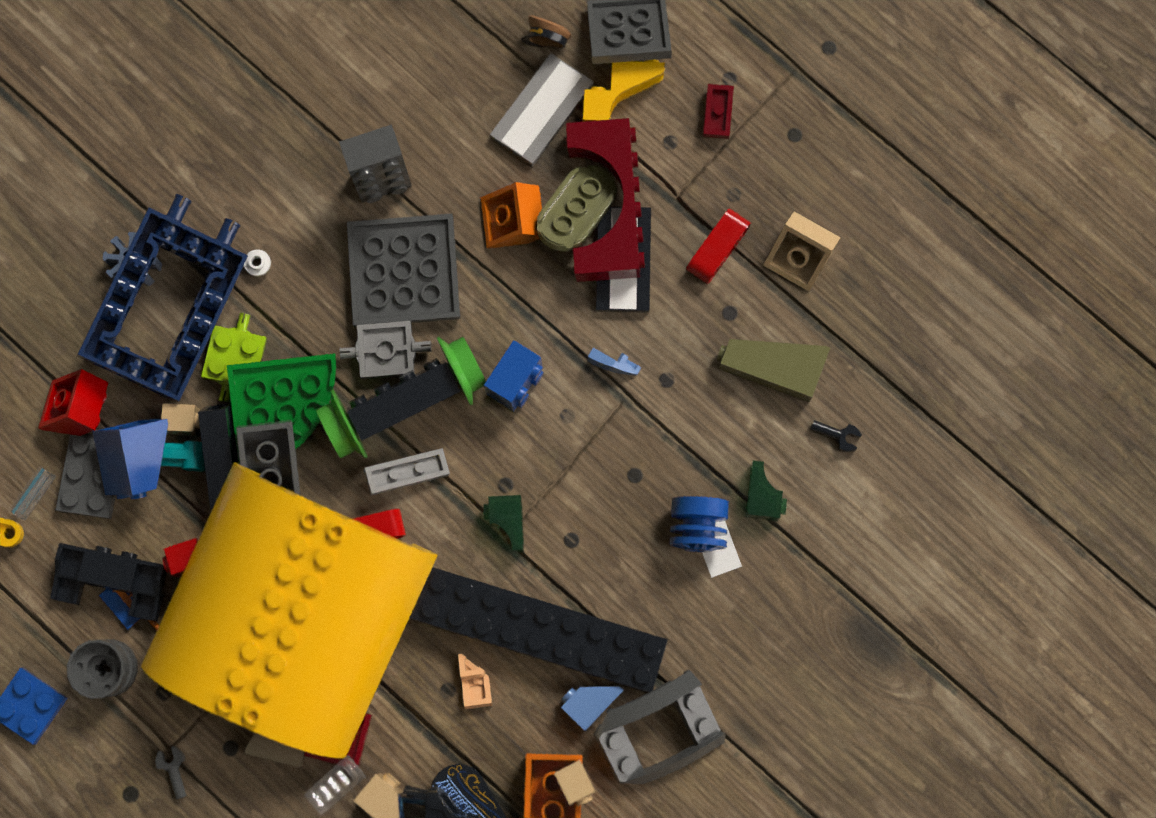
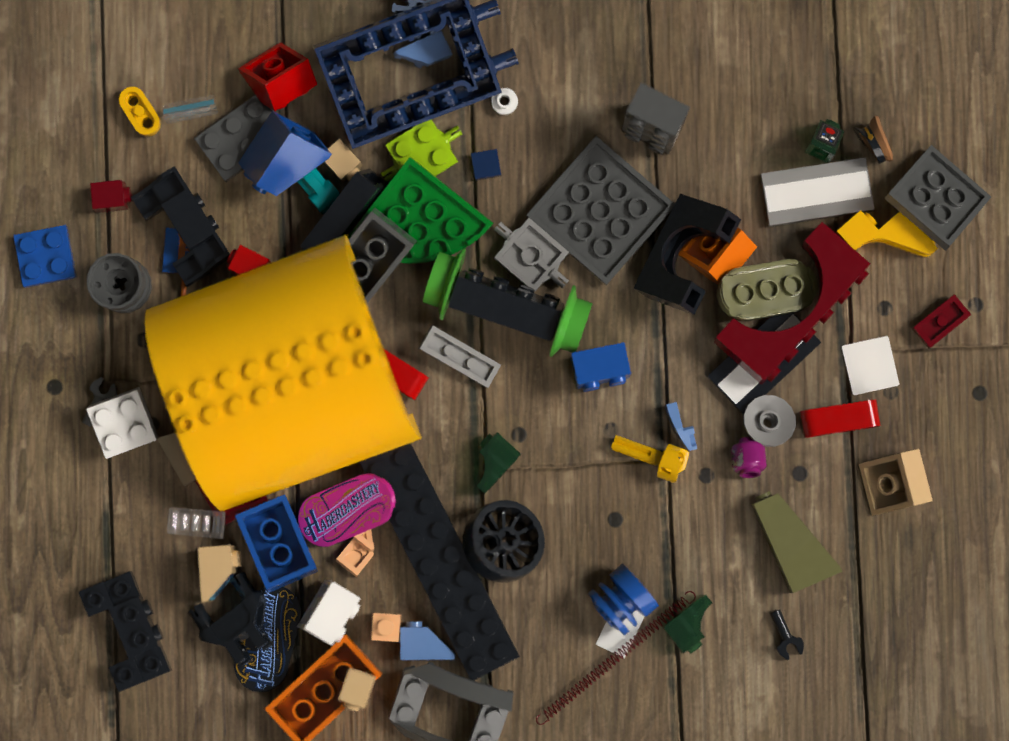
camera: 45 degrees right, 5 degrees up
(33, 613) = (110, 196): none -> dark red brick
(164, 283) = (426, 50): none -> medium blue slope
(206, 768) = (122, 422): none -> white brick
(288, 319) = (486, 164): none -> dark blue tile
(409, 739) = (276, 543): none -> blue brick
(435, 662) = (346, 510): none -> dark pink tile
(471, 216) = (686, 221): none -> black arch
(499, 749) = (329, 612): none -> white brick
(511, 68) = (825, 140): none -> clear green slope
(550, 718) = (386, 627): none -> light nougat brick
(561, 569) = (478, 554): none -> black piece
(631, 395) = (668, 462): none -> yellow piece
(671, 286) = (777, 412): none -> light grey dish
(683, 336) = (748, 458): none -> magenta head
(701, 190) = (870, 365): none -> white sticker
(737, 561) = (618, 660): none -> dark red piece

